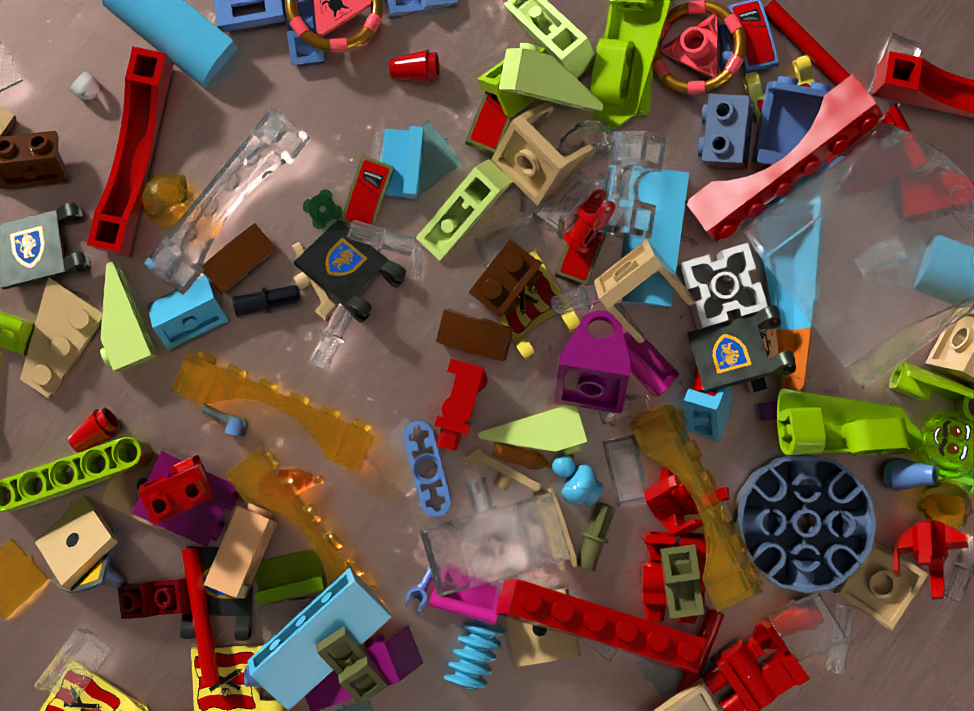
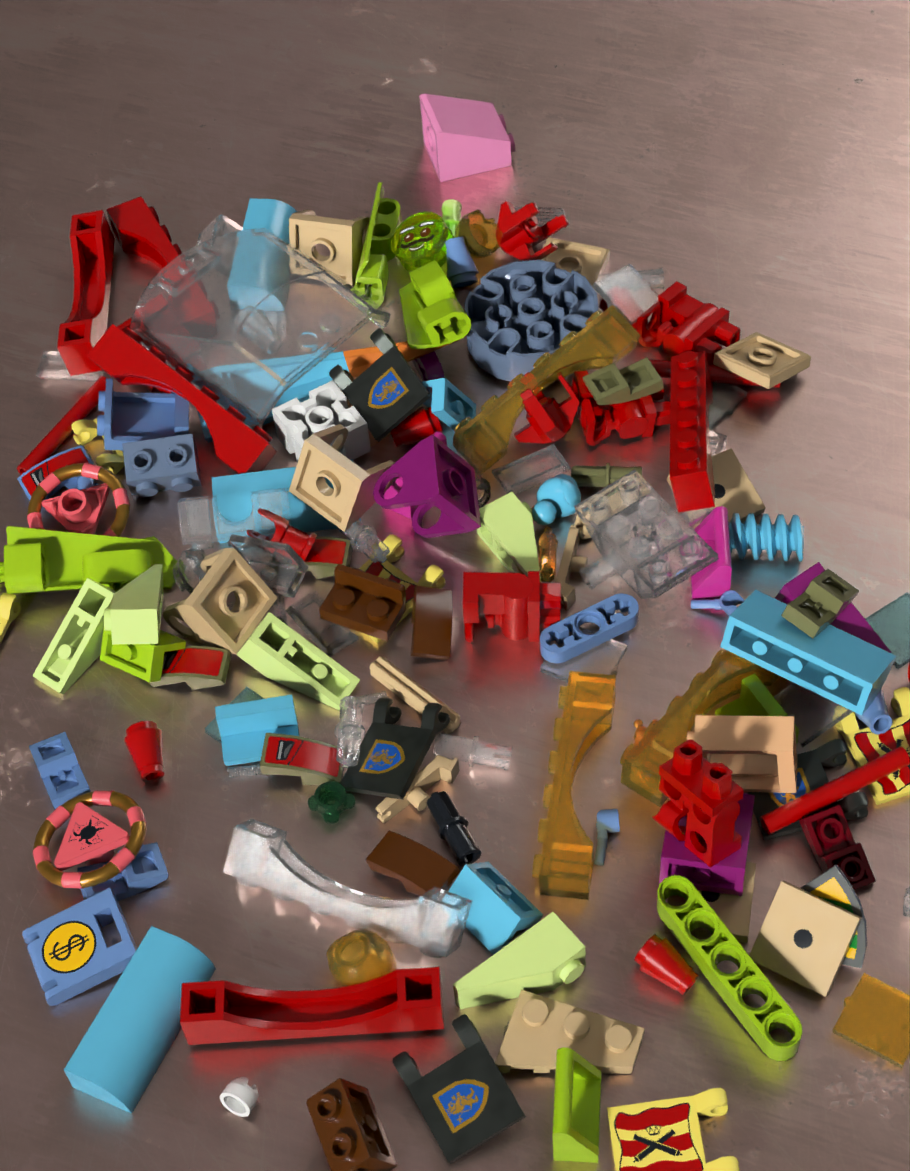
camera: 105 degrees left, 35 degrees down
(408, 302) = (410, 690): none -> tan axle

